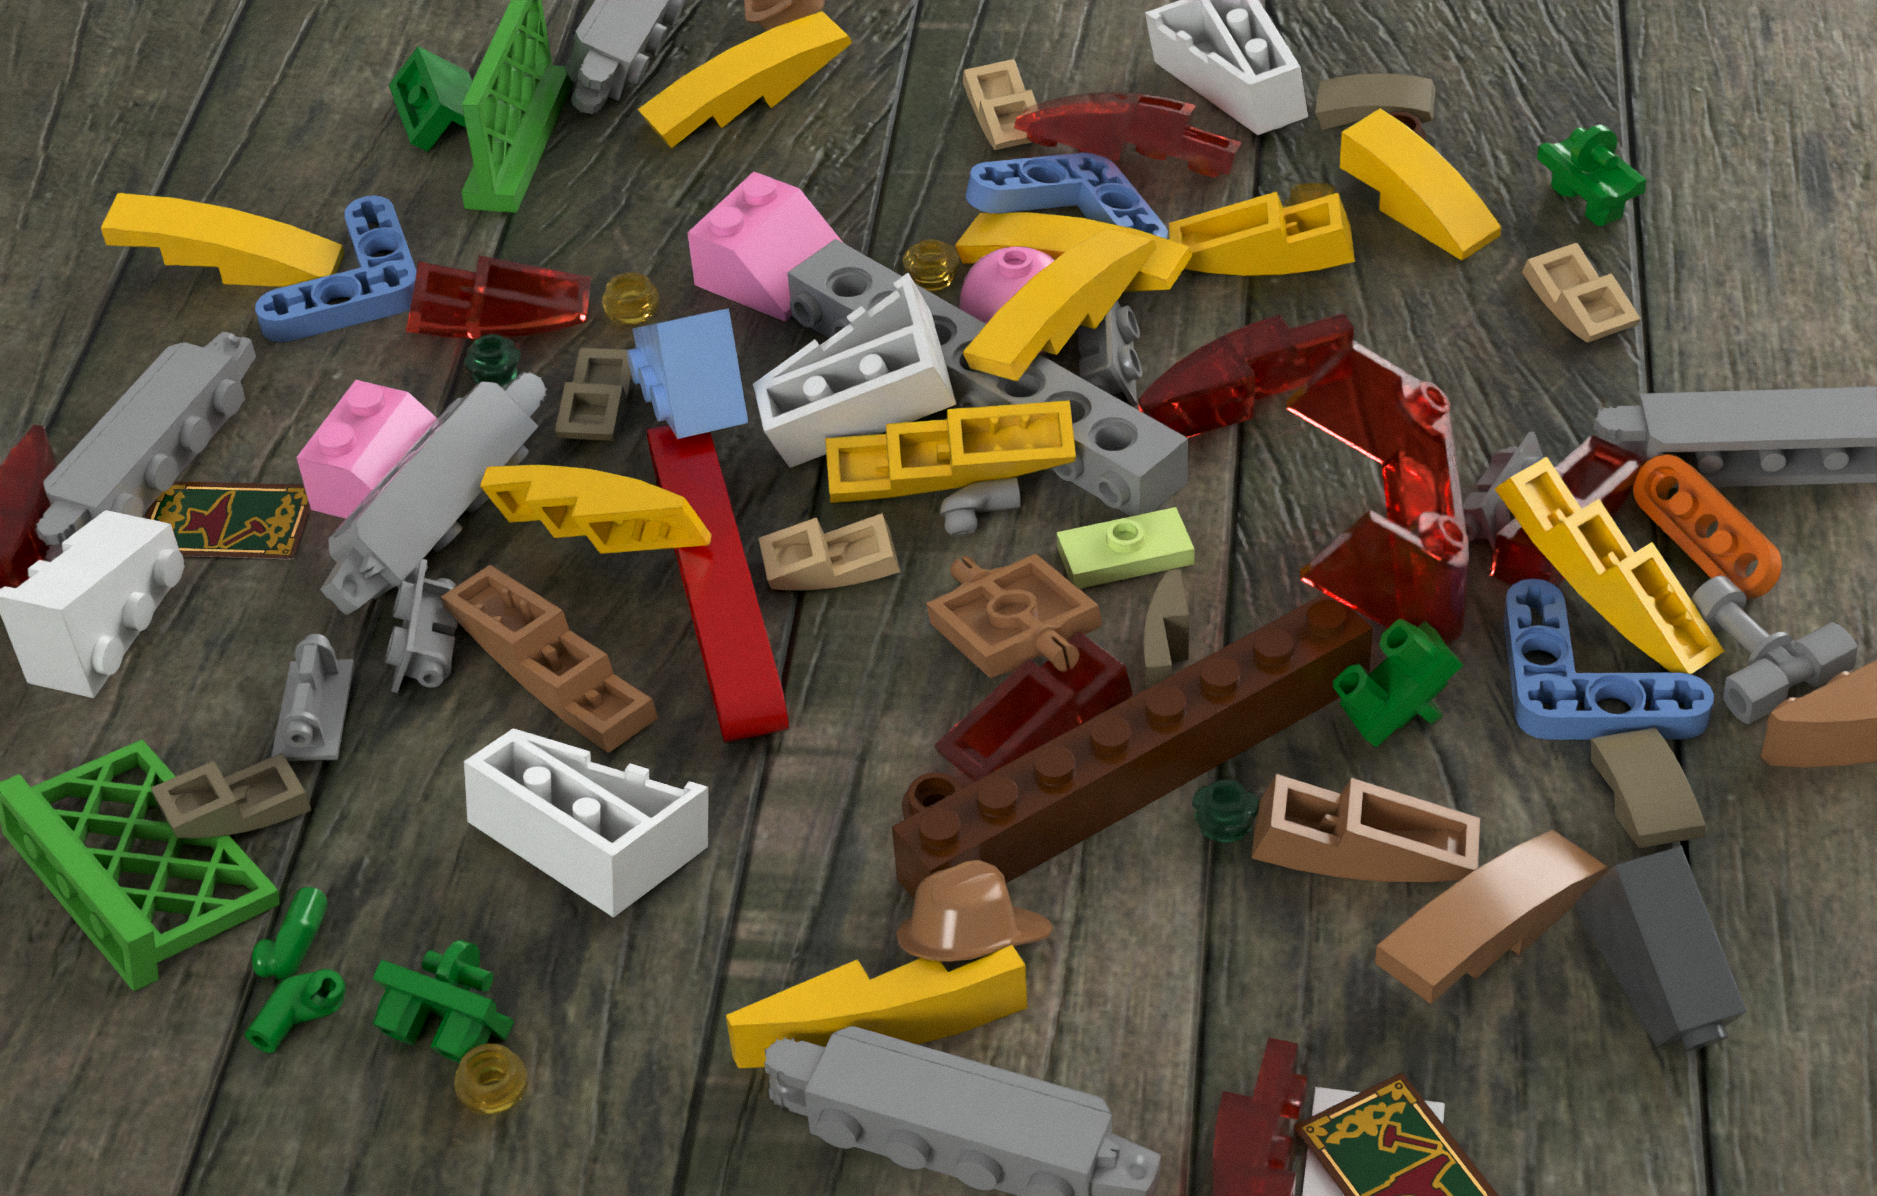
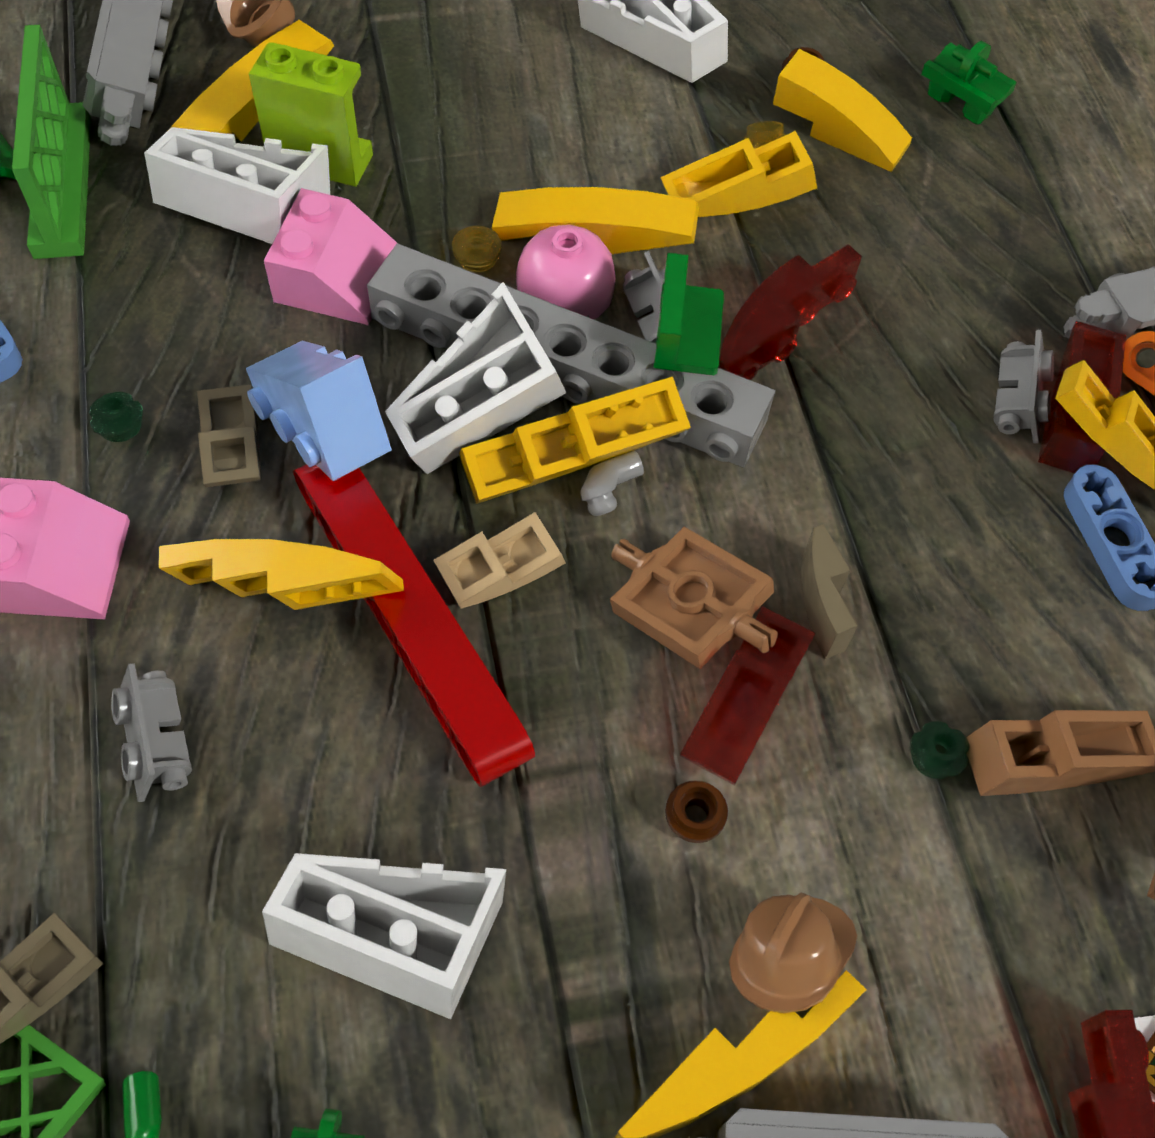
camera: 25 degrees left, 15 degrees up
(314, 702) = (68, 846): light grey hinge -> none
(430, 490) = (107, 583): light grey hinge -> none
(495, 299) = (97, 354): clear red slope -> none
(548, 659) = (283, 734): medium nougat slope -> none
(630, 298) = (224, 329): clear yellow plate -> none
(687, 160) = (233, 182): none -> white wedge
(789, 104) = (310, 101): none -> lime panel
(997, 101) = (479, 89): tan slope -> none
(1055, 301) = (619, 279): yellow slope -> none
(1062, 181) = (570, 149): medium blue beam -> none
(1109, 357) = (688, 322): none -> green panel
(1110, 120) = (580, 89): clear red slope -> none
(1125, 548) = (747, 500): yellowish green plate -> none
(1138, 748) = (843, 729): reddish brown brick -> none
(1359, 95) = (771, 36): dark tan slope -> none
(1400, 685) = (1041, 597): green hips -> none
(1419, 556) = (995, 416): clear red windscreen -> none
(1578, 296) = (989, 187): tan slope -> none

